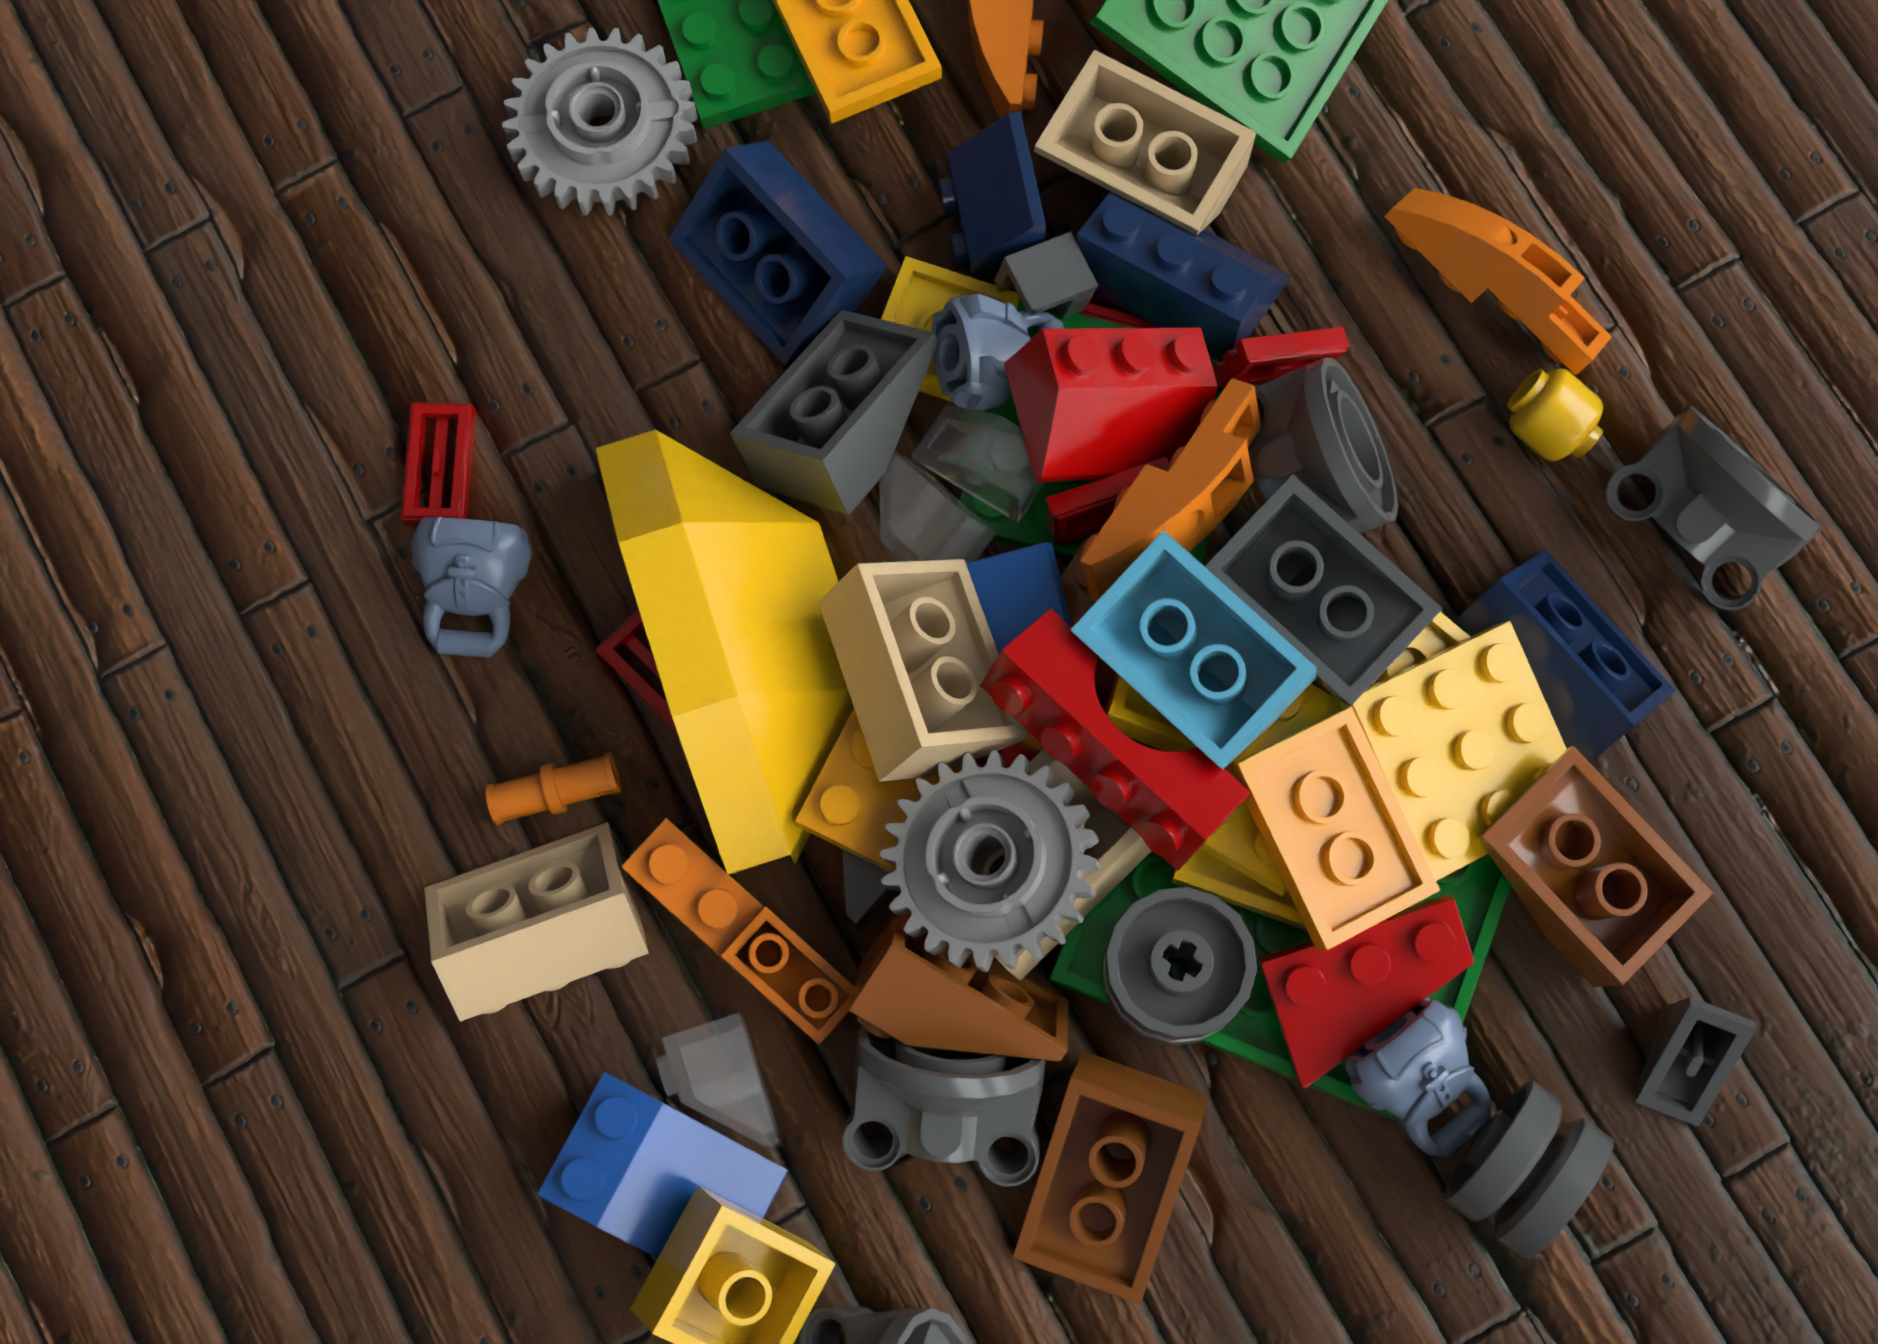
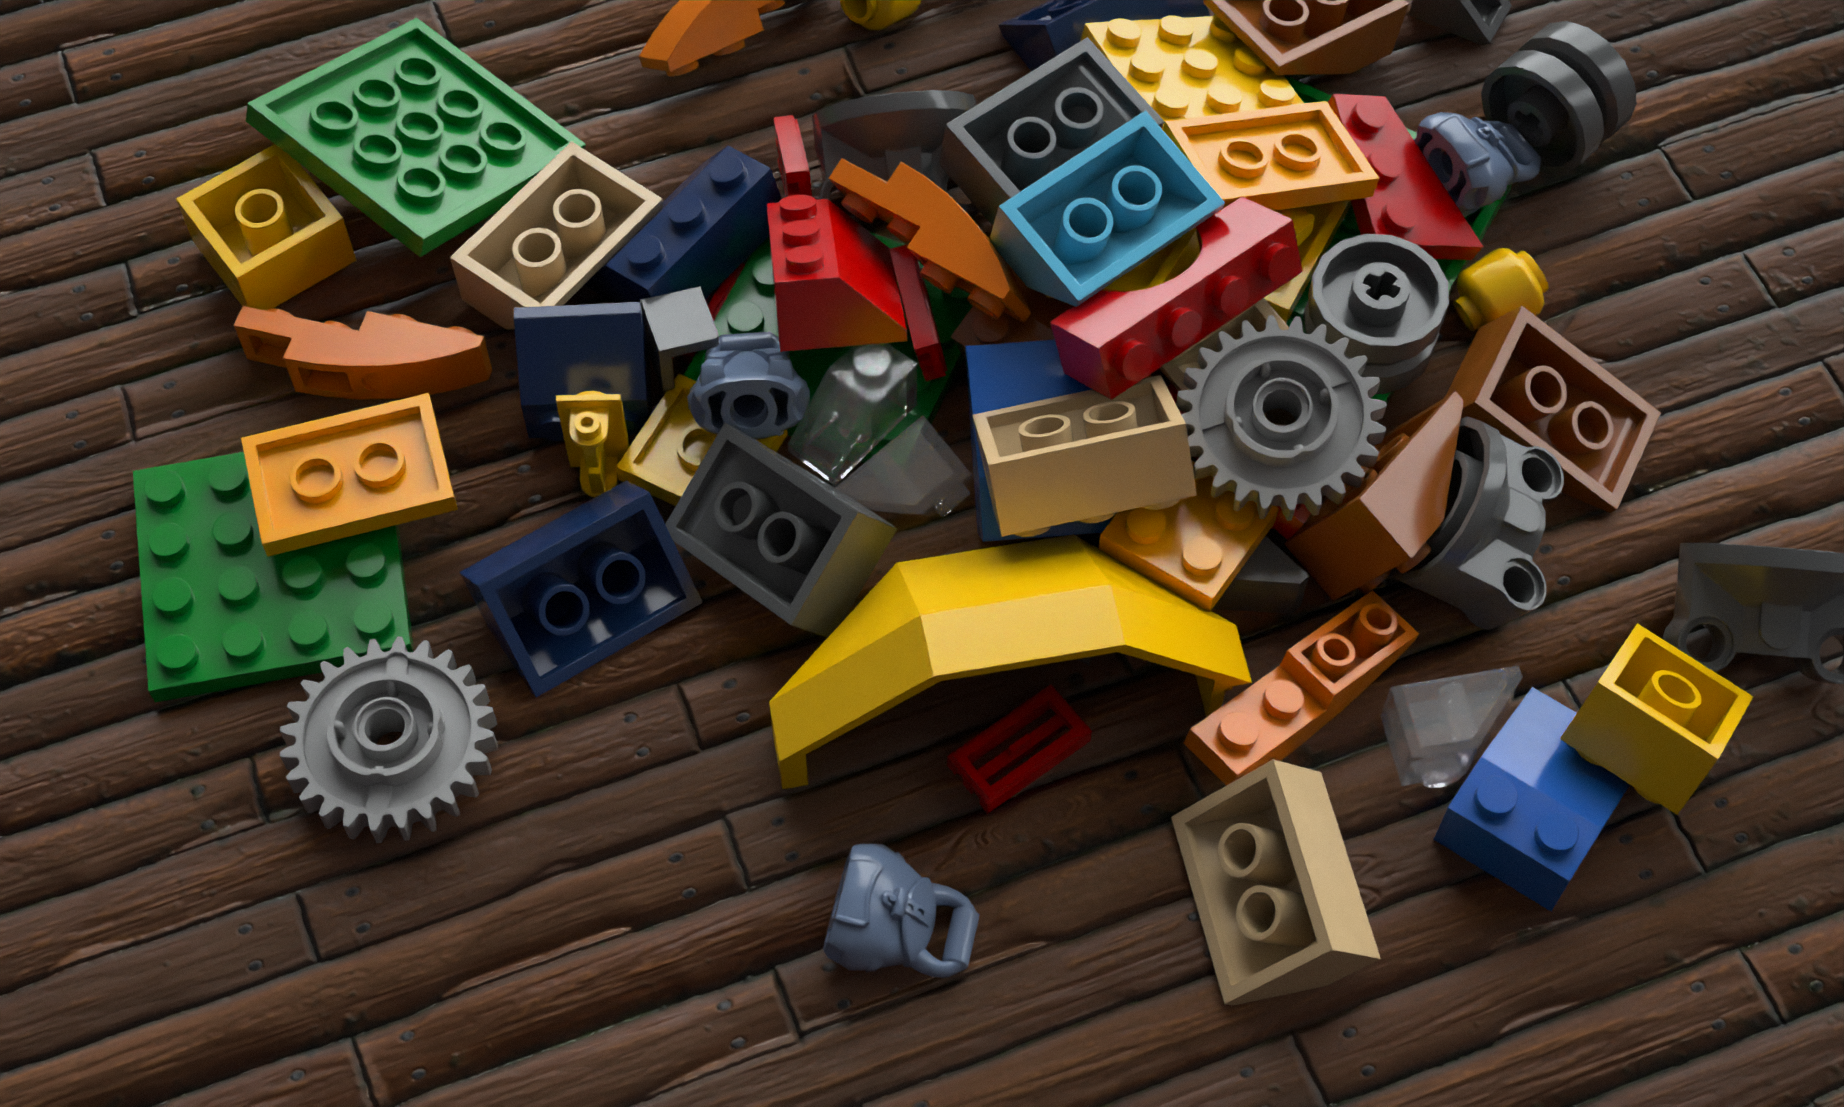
camera: 85 degrees left, 15 degrees down
(443, 412) = (747, 974): red tile -> none
(553, 788) = (1134, 857): orange pin -> none
(913, 223) = (594, 437): none -> yellow hinge
(1261, 1118) = (1498, 286): none -> yellow head

